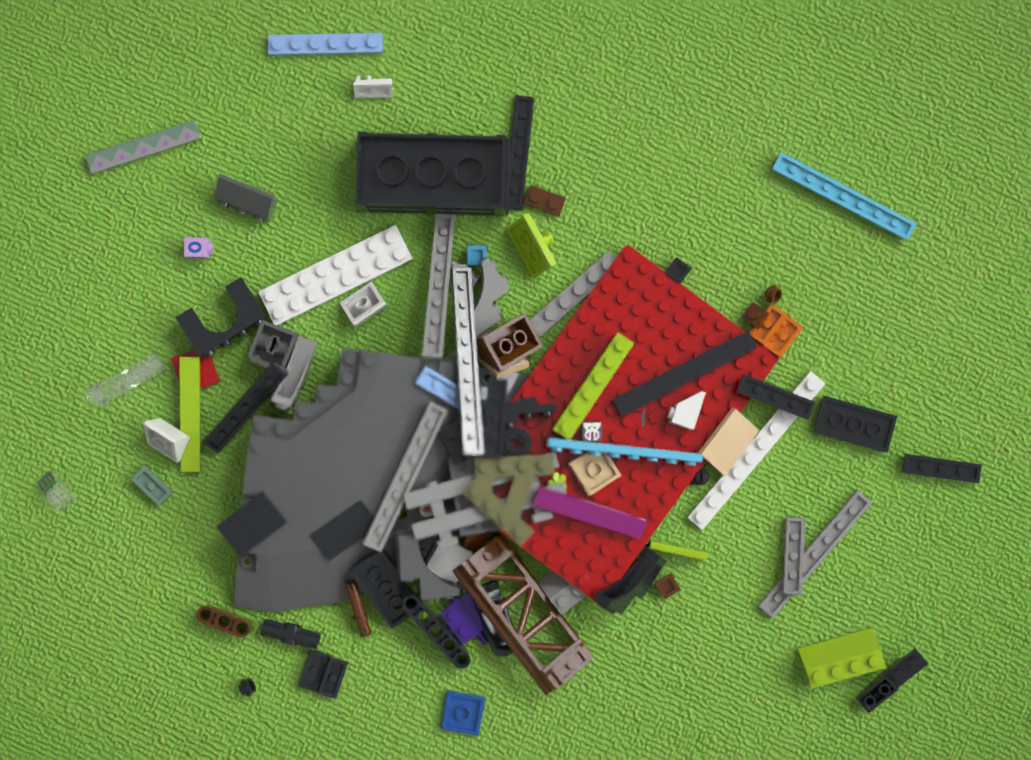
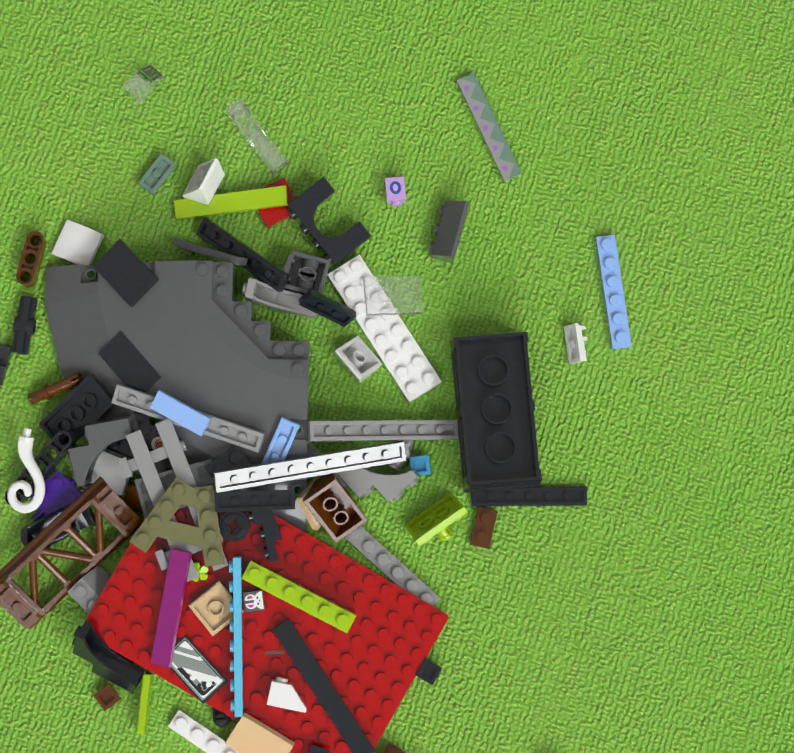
camera: 85 degrees right, 5 degrees down
(214, 573) = (77, 243): none -> white slope
(239, 438) = (214, 253): none -> dark grey tile
(304, 262) = (393, 295): none -> clear tile
(309, 328) = (327, 307): none -> black plate
(399, 482) = (180, 413): none -> light blue tile
(416, 642) = (25, 448): none -> white plant
(652, 495) = (196, 670): none -> sticker

